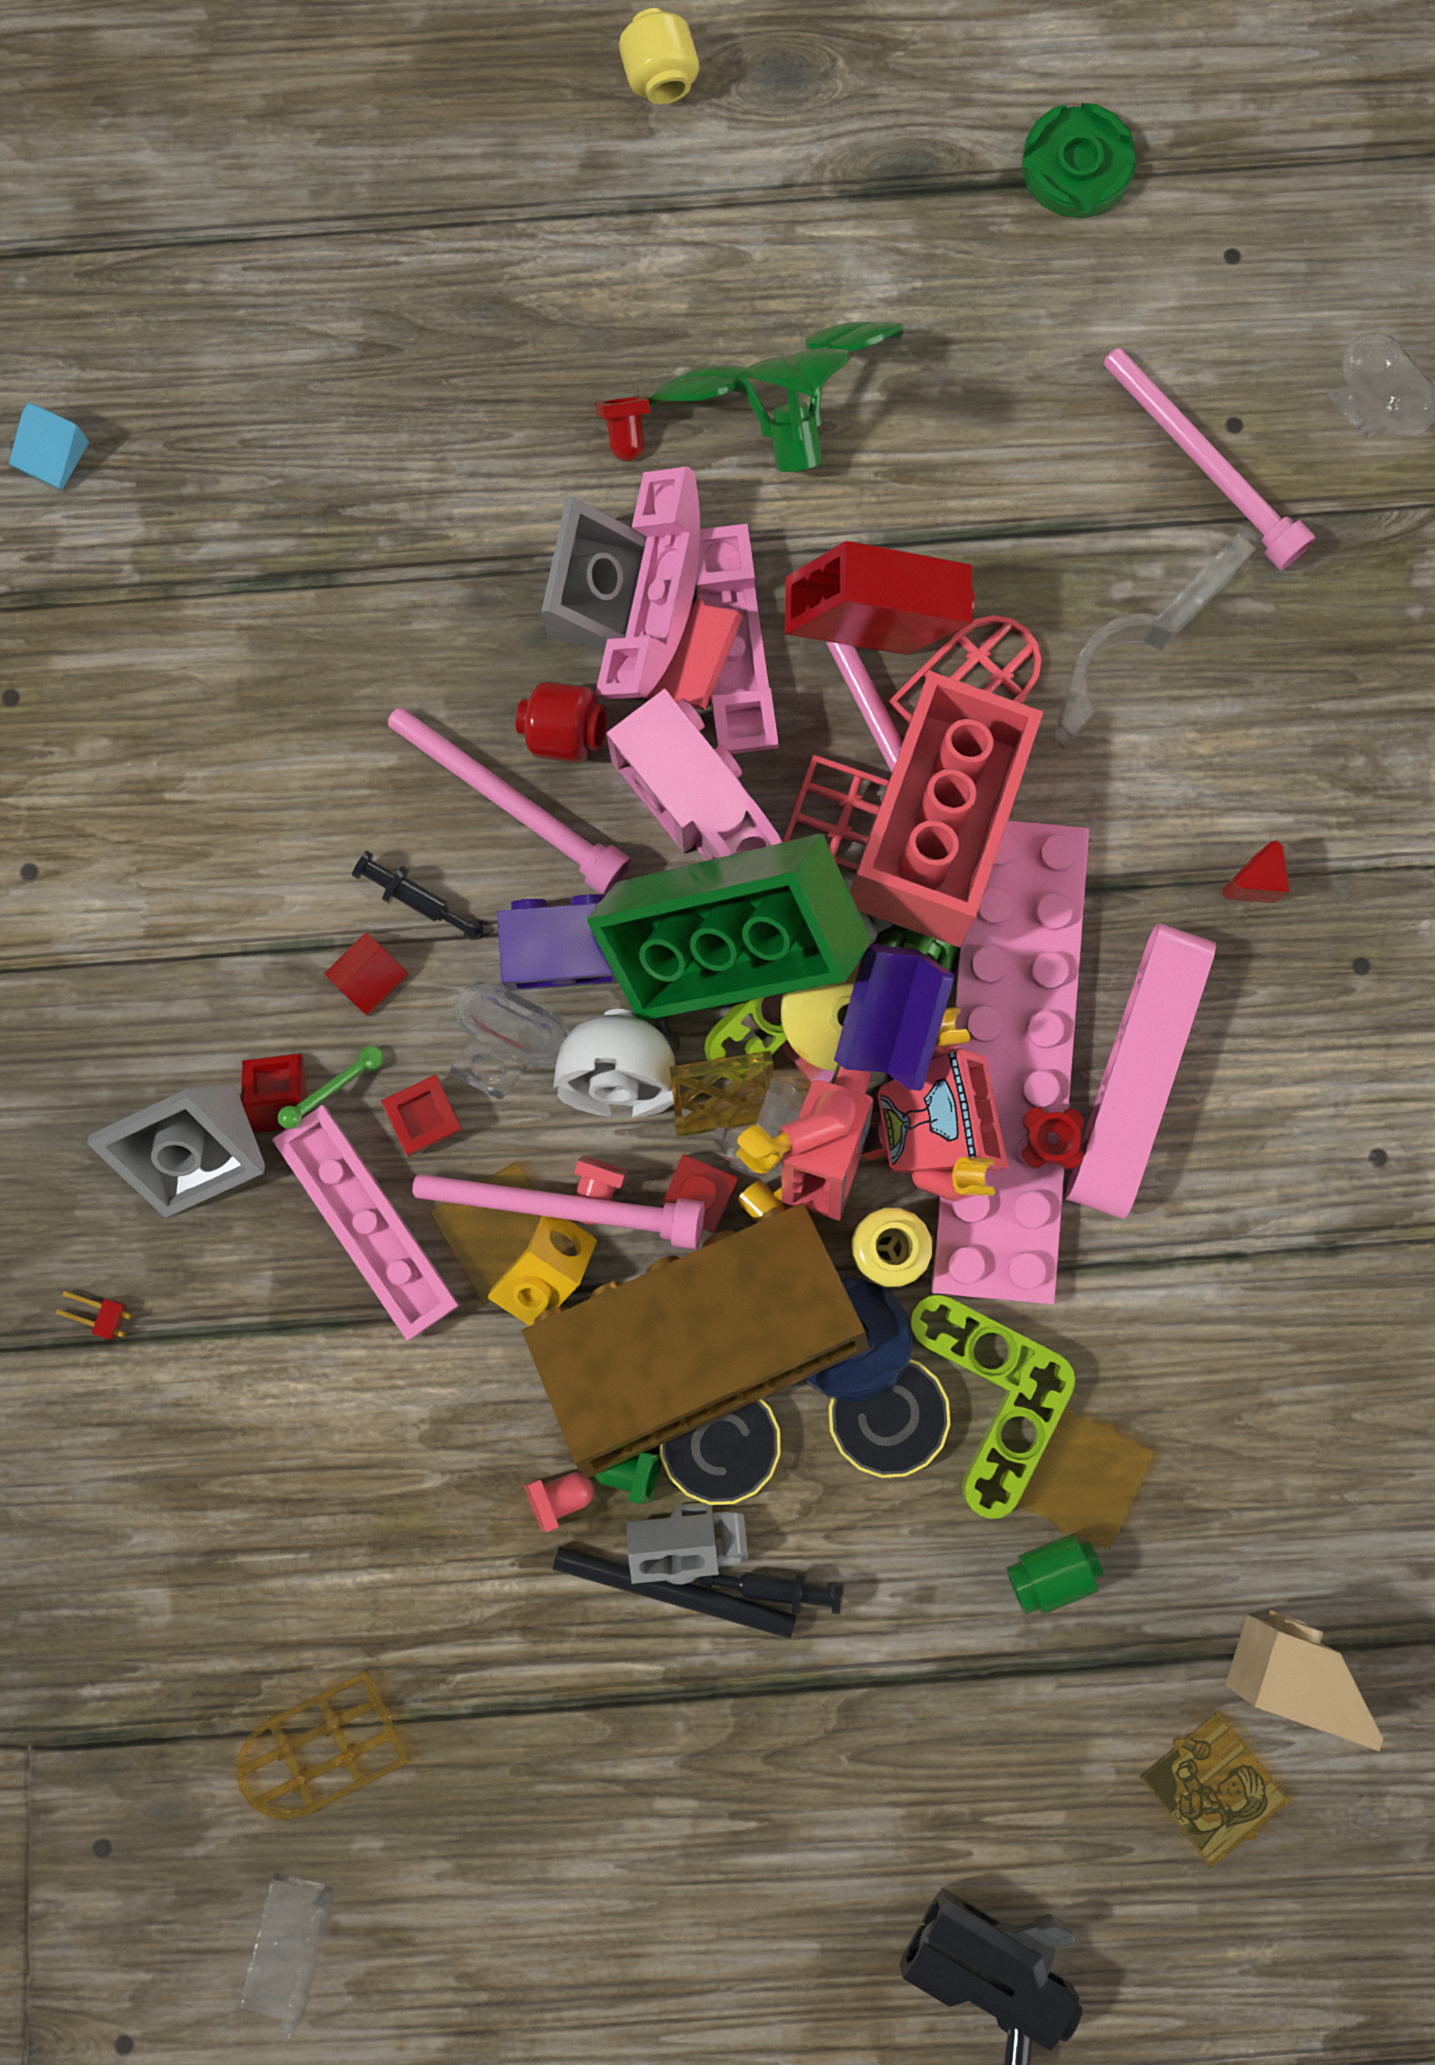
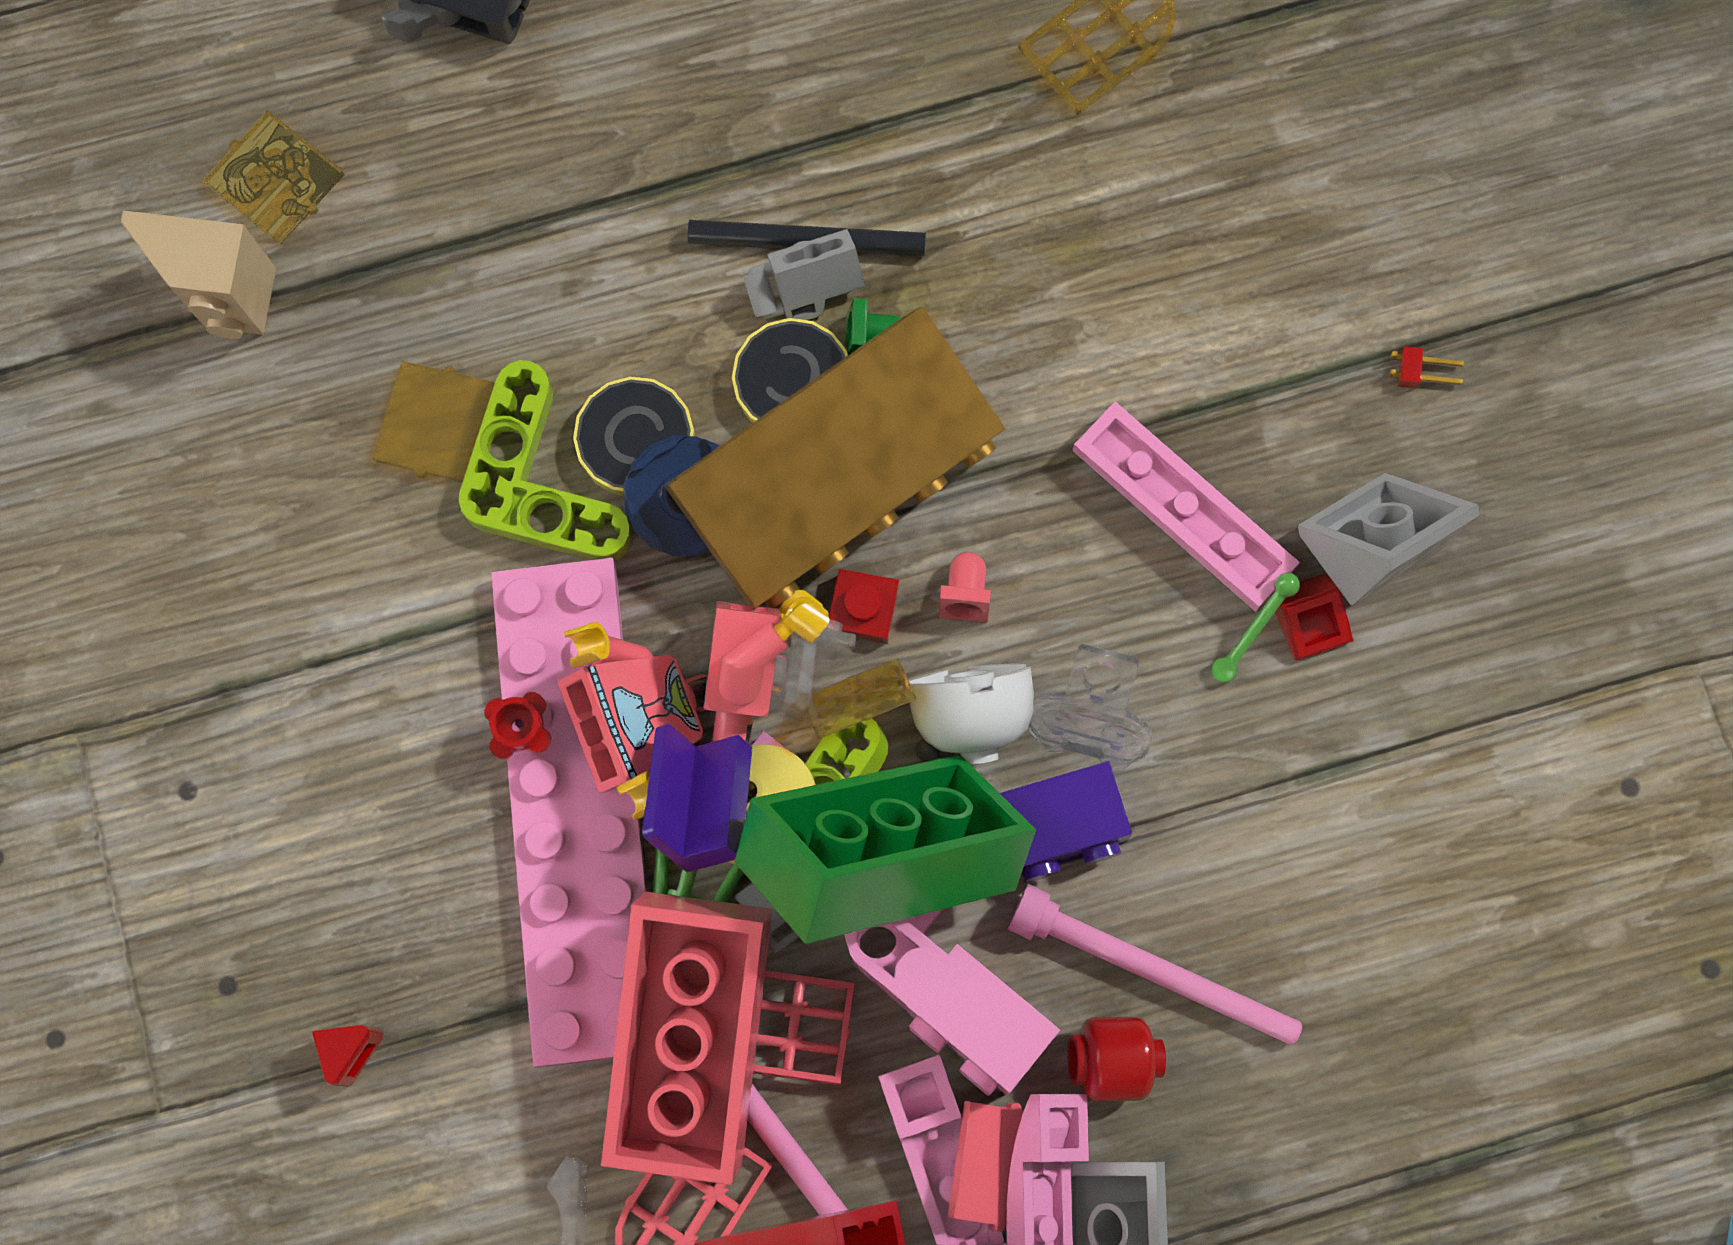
camera: 175 degrees right, 5 degrees down
(366, 973) = (1253, 753): red slope -> none
(412, 895) = (1225, 843): black piece -> none
(421, 1115) = (1157, 620): red plate -> none
(488, 1238) = (1051, 530): clear yellow piece -> none
(542, 1274) = (996, 487): yellow bracket -> none
(558, 1498) = (936, 291): coral piece -> none
(675, 1222) = (878, 563): bright pink piece -> none
(782, 1589) = (701, 259): black piece -> none
(903, 1228) = (650, 570): light yellow head -> none
(1055, 1575) = (450, 323): green brick -> none
(1141, 1070) = (439, 824): bright pink beam -> none

